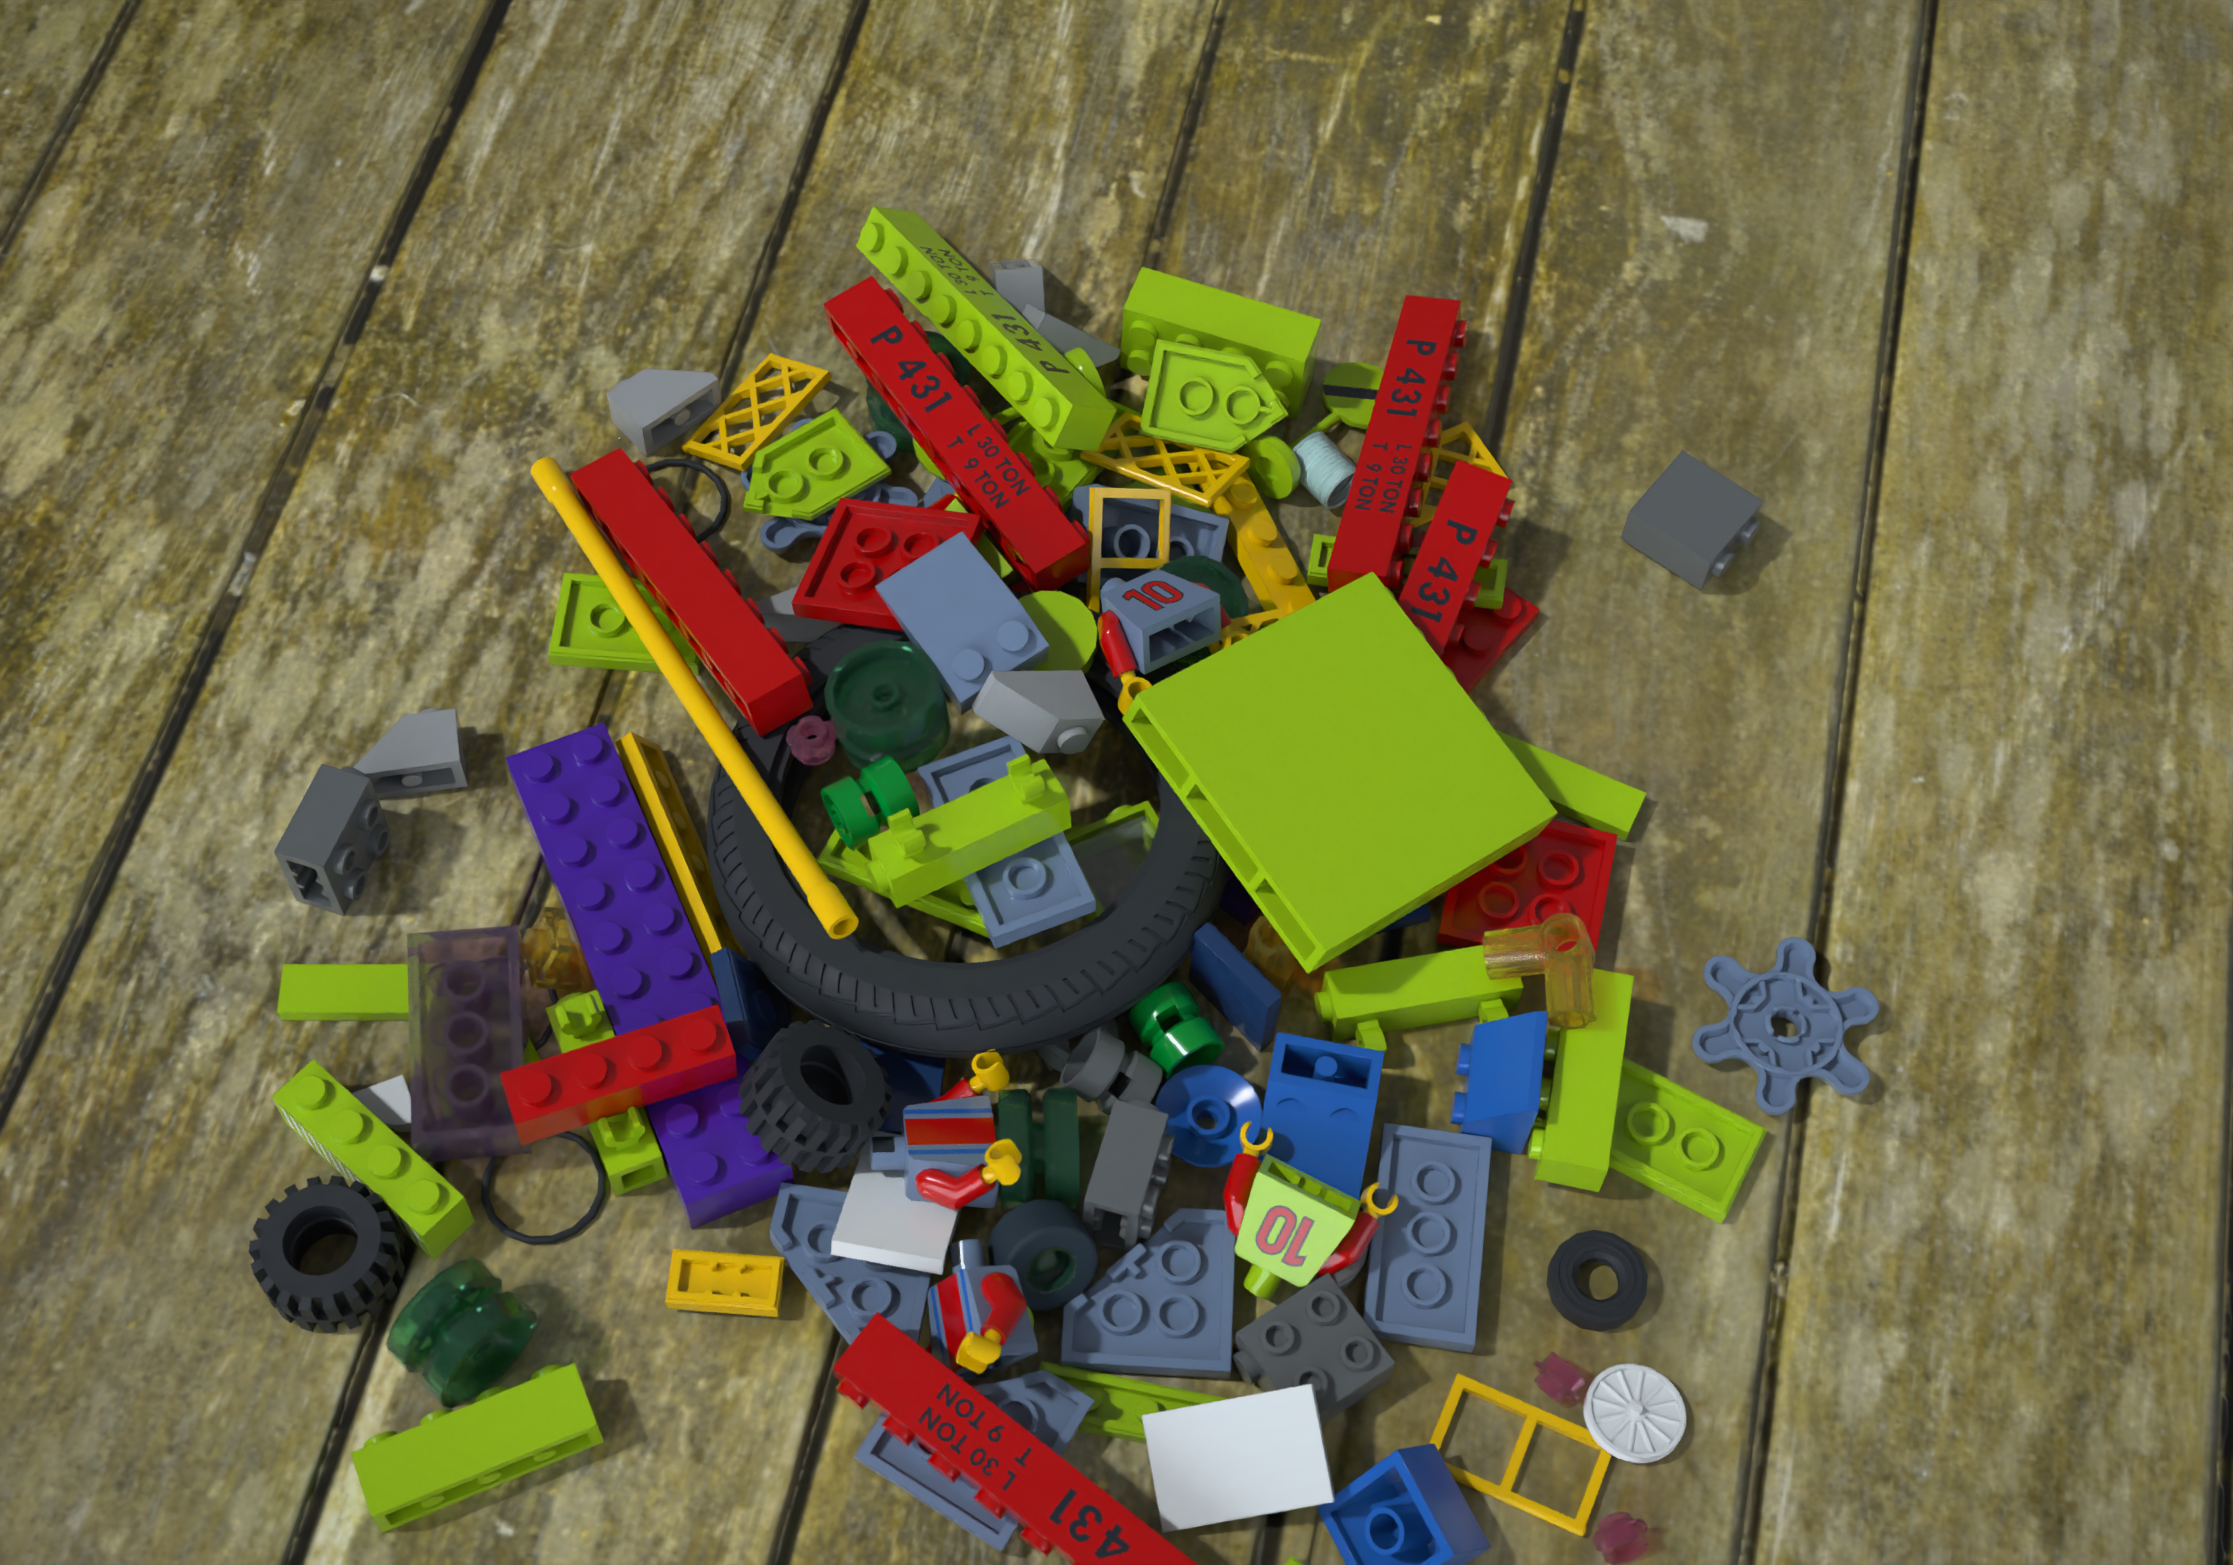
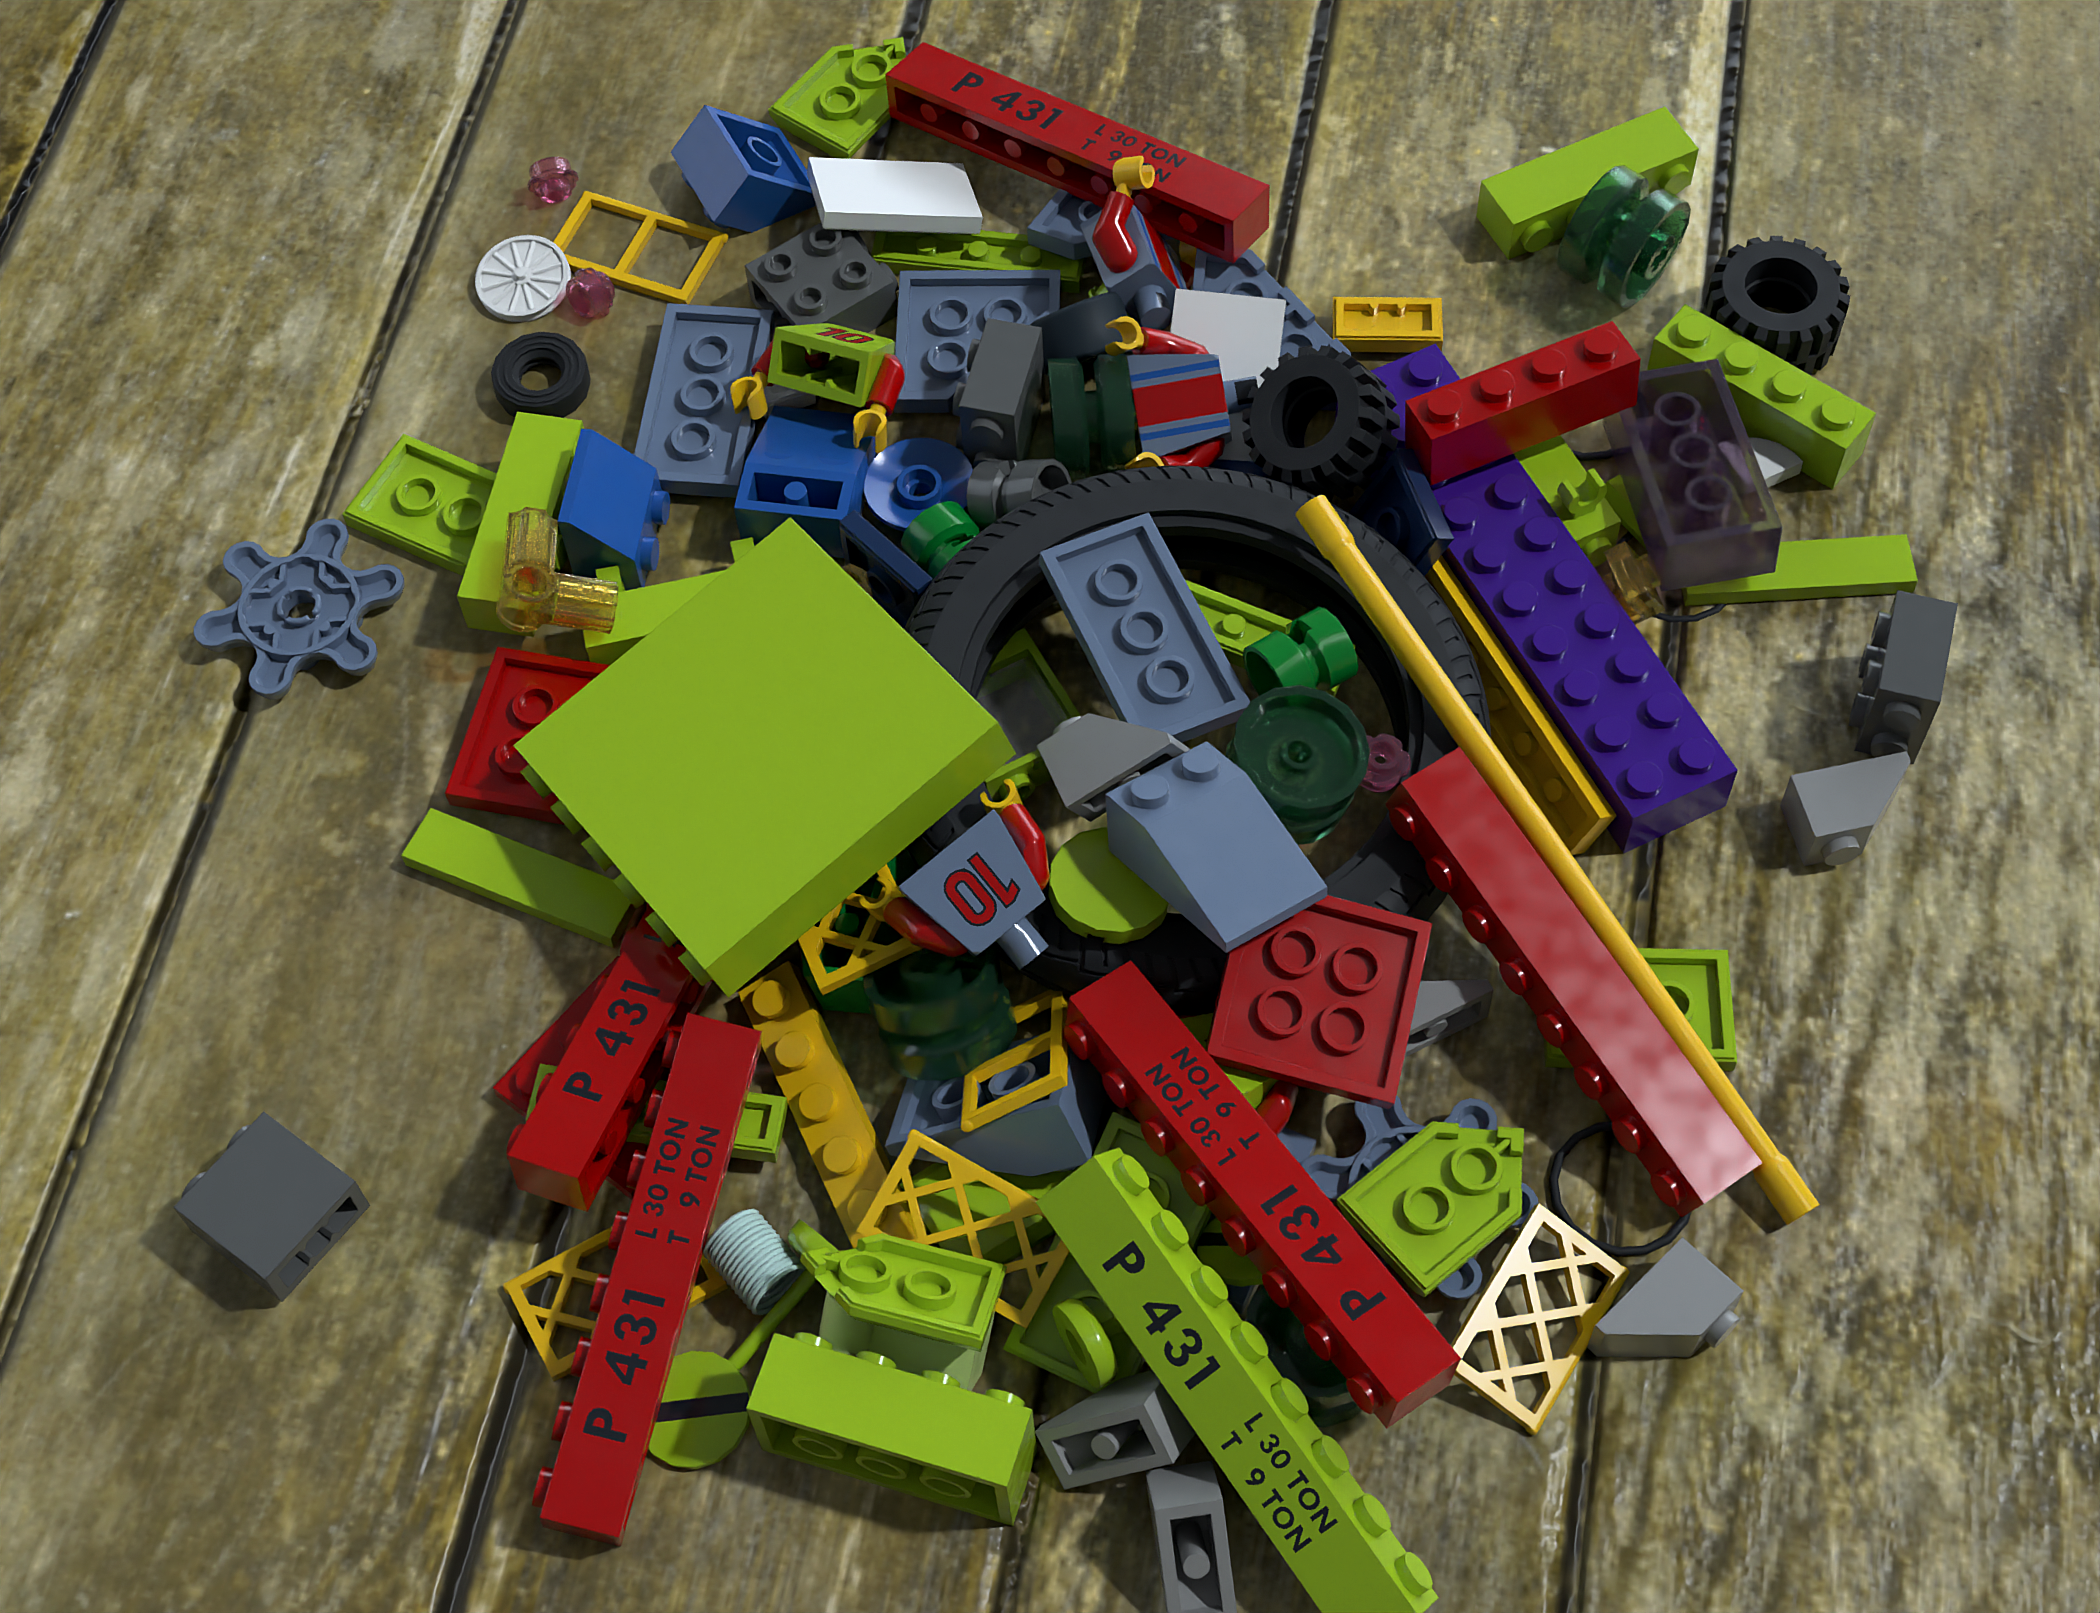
camera: 175 degrees left, 0 degrees up
(968, 832) = (1181, 593): lime brick -> none

